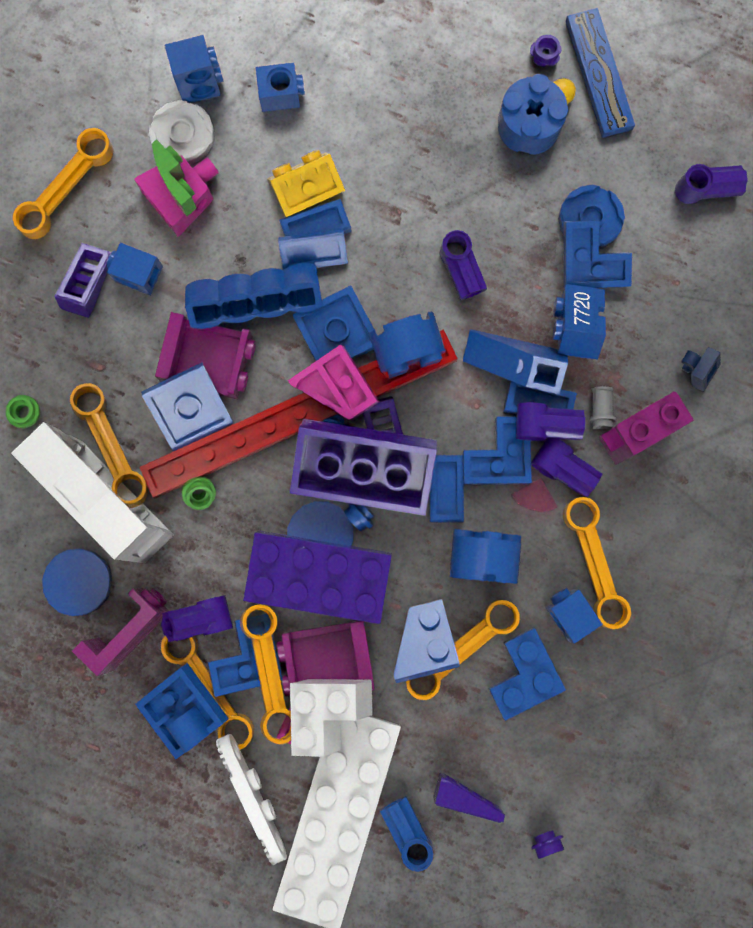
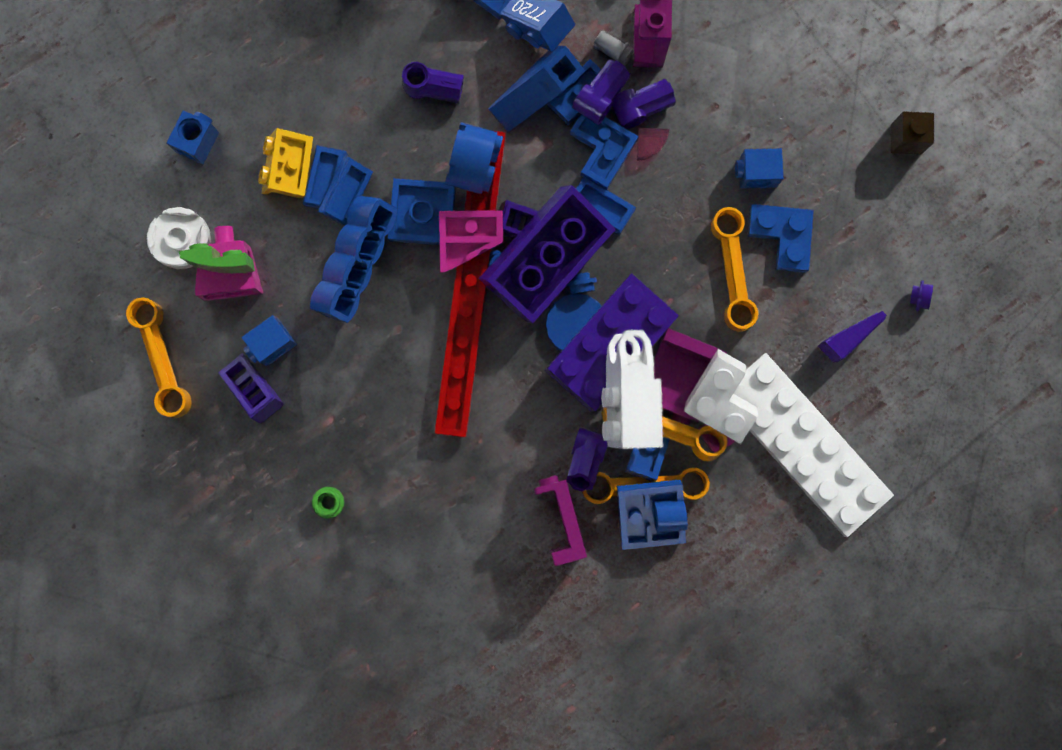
camera: 55 degrees left, 0 degrees up
(77, 582) = (495, 540): blue tile -> none
(85, 490) = (438, 471): white tile -> none
(108, 443) = (400, 447): light orange piece -> none
(187, 407) = (410, 365): plate -> none
(194, 69) = (135, 191): blue brick -> none
(202, 500) = (491, 402): bright green plate -> none
(219, 348) = (379, 328): magenta panel -> none
(247, 787) = (740, 495): white plate -> none
(266, 627) = (632, 395): none -> white brick
(407, 831) = (850, 395): blue piece -> none
(425, 643) = (714, 292): wing -> none
(485, 556) = (675, 204): blue brick -> none
(596, 562) = (728, 126): light orange piece -> none
(700, 741) = (912, 133): none -> dark brown brick

